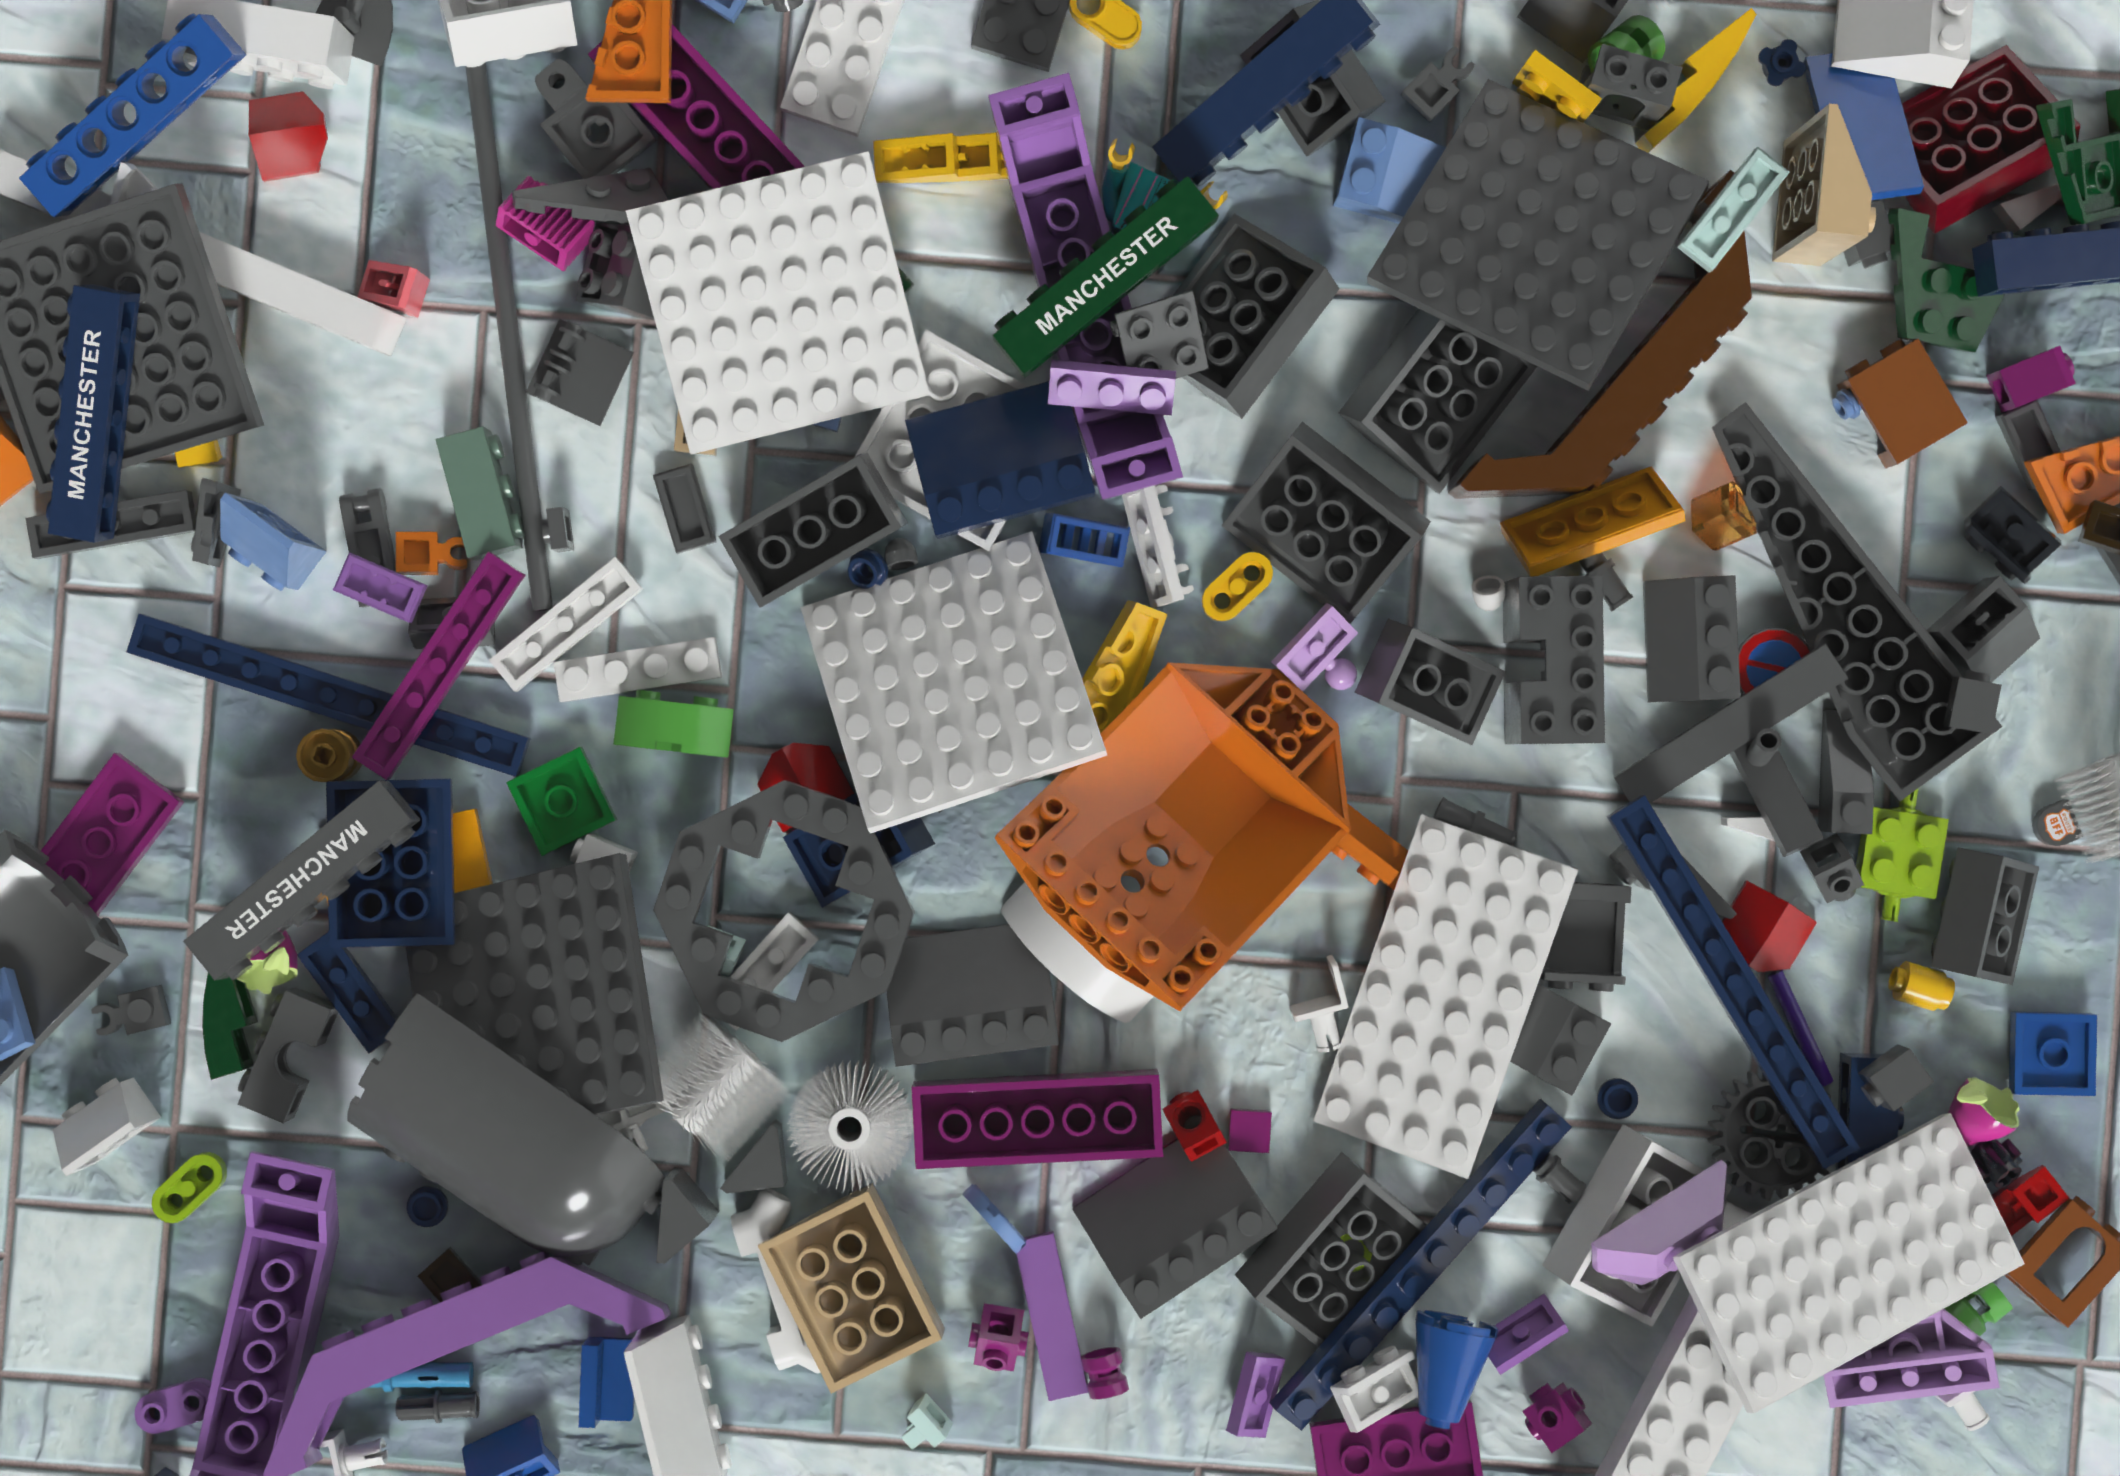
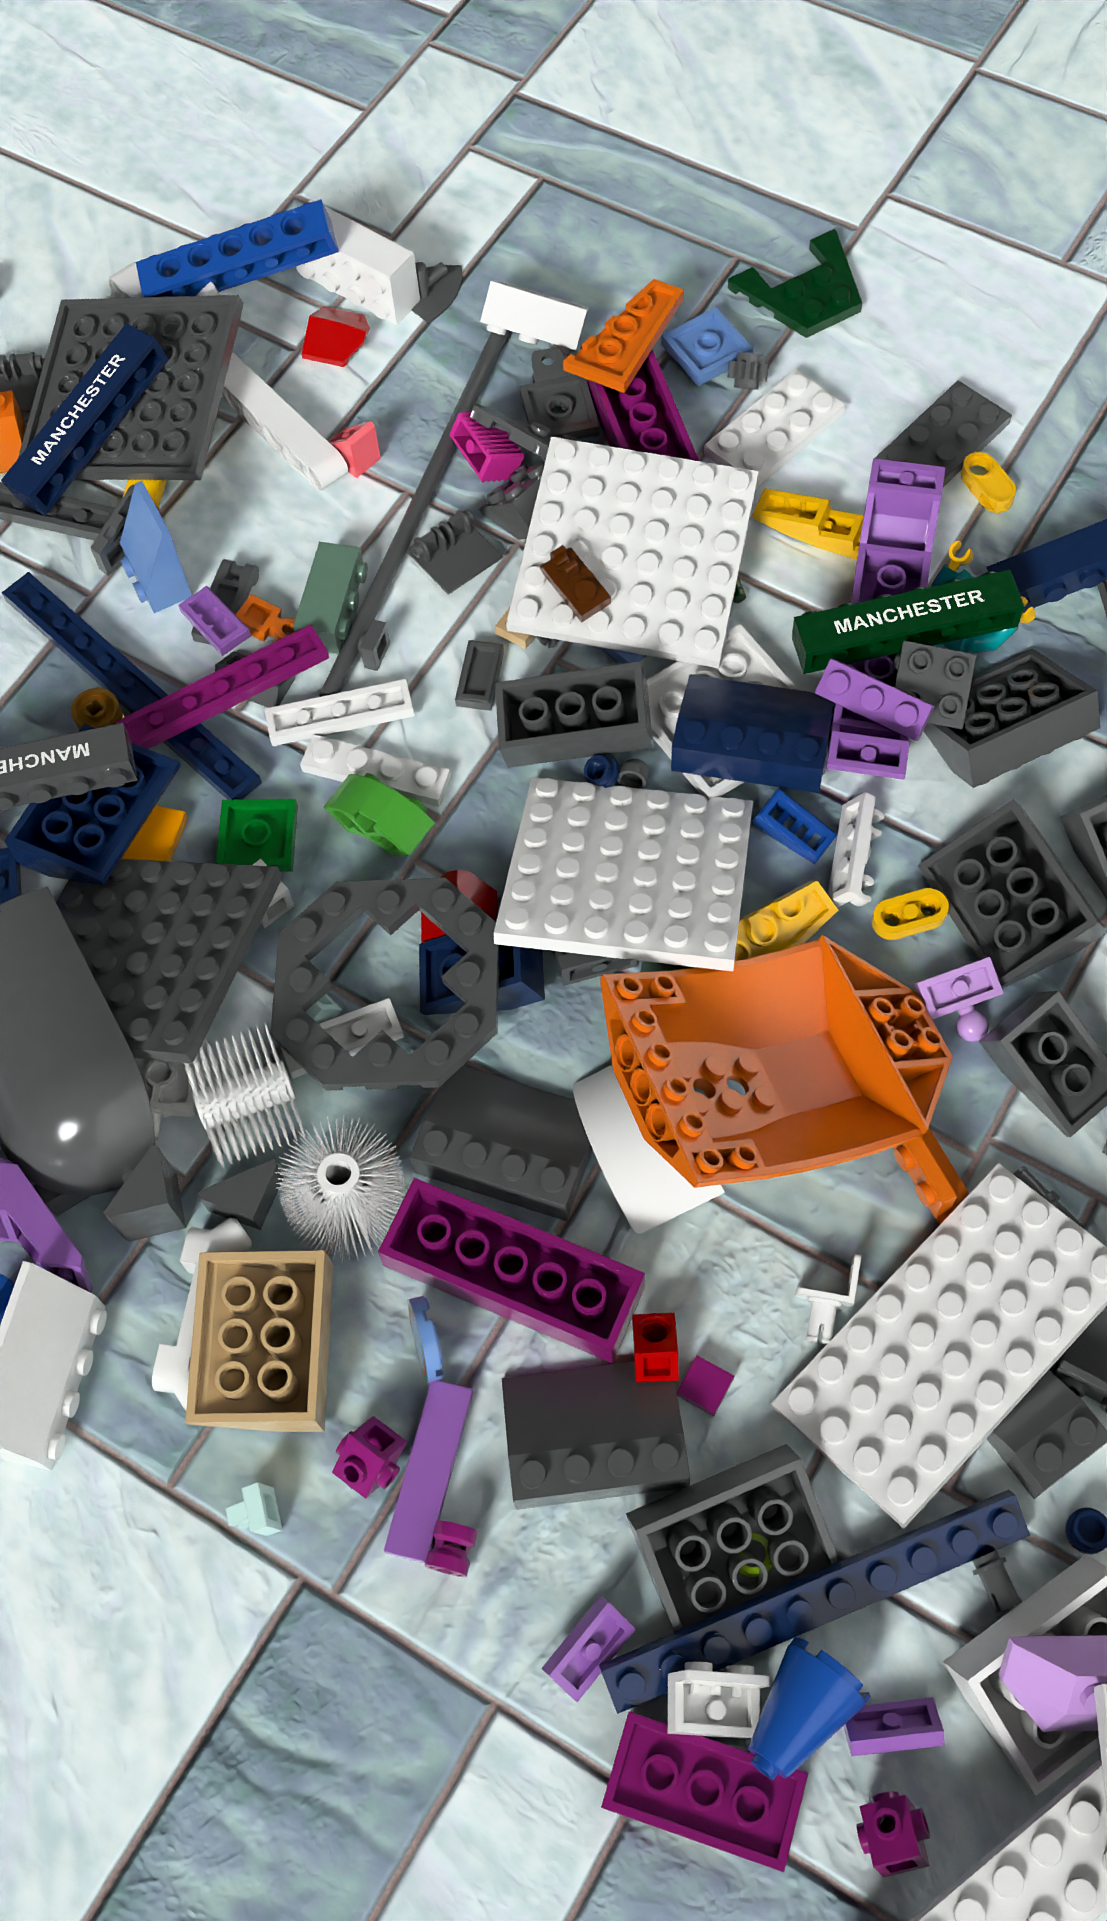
camera: 35 degrees right, 25 degrees down
(742, 382) = (575, 583): none -> reddish brown plate

